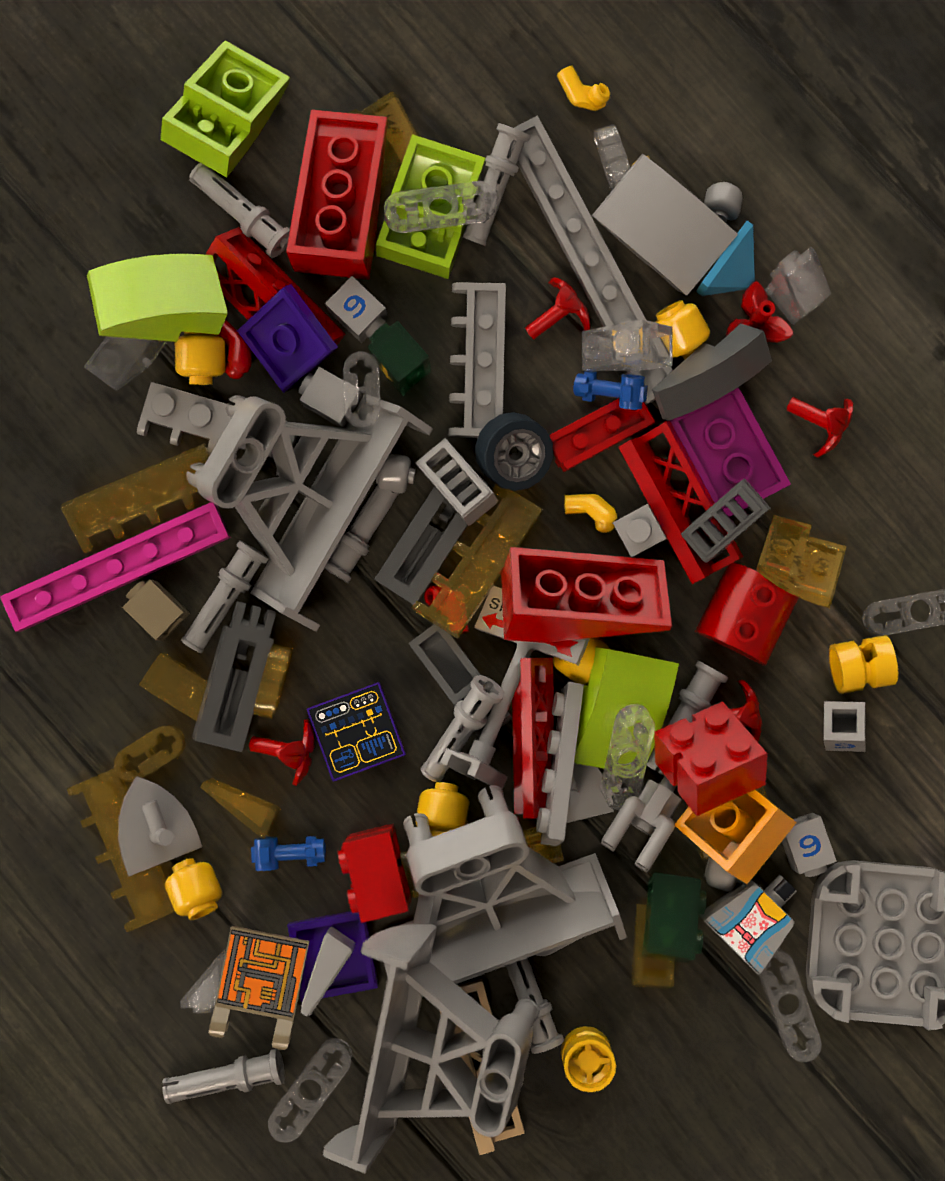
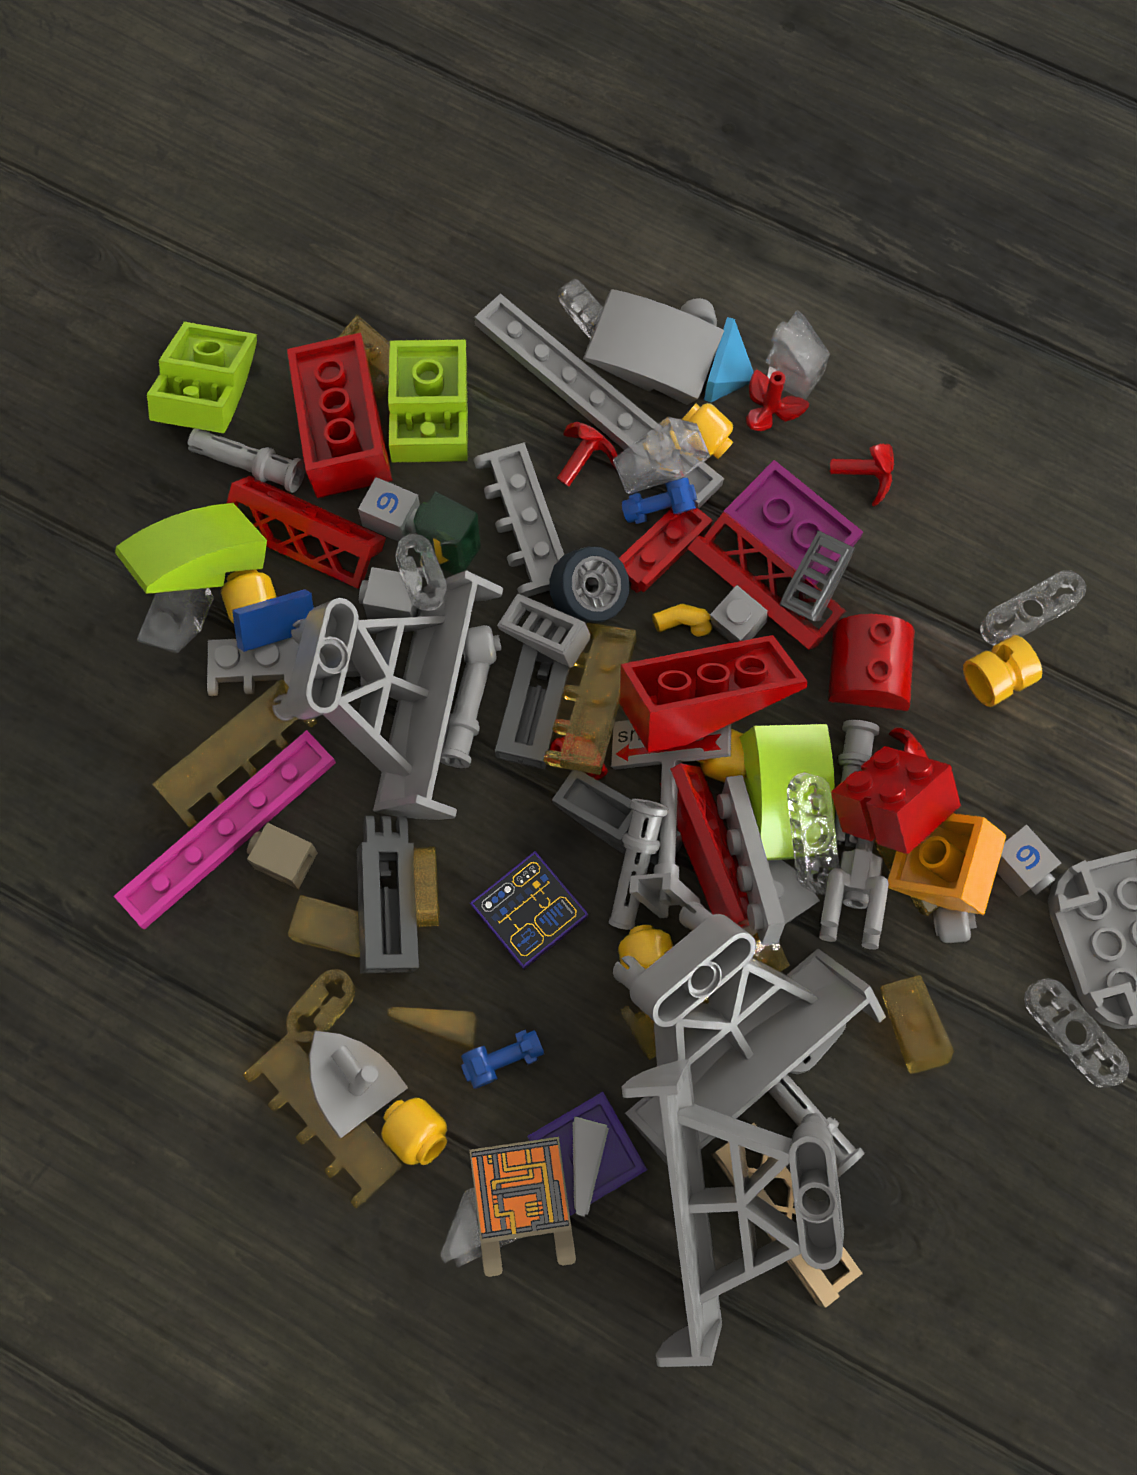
camera: 25 degrees left, 15 degrees down
(213, 386) = (270, 619): none -> blue tile
(234, 579) = (352, 802): light grey pin -> none
(239, 353) = (281, 579): red arm -> none
(241, 1075) = (534, 1320): light grey pin -> none
(285, 1106) = (594, 1342): clear beam -> none
(287, 338) = (331, 552): dark purple tile -> none
(292, 754) = (472, 946): red plant -> none
(377, 881) = (603, 1037): red piece -> none
(470, 212) = (433, 403): clear beam -> none
(500, 166) = (482, 342): light grey pin -> none
(582, 95) = (533, 268): yellow arm -> none
(588, 1059) = (897, 1160): yellow wheel -> none
(673, 918) = (924, 980): clear green brick -> none
(712, 372) = (749, 455): dark grey slope -> none
(752, 920) = (1003, 958): torso -> none
(801, 562) = (903, 598): clear yellow slope -> none
(845, 726) = (1011, 732): light grey brick -> none

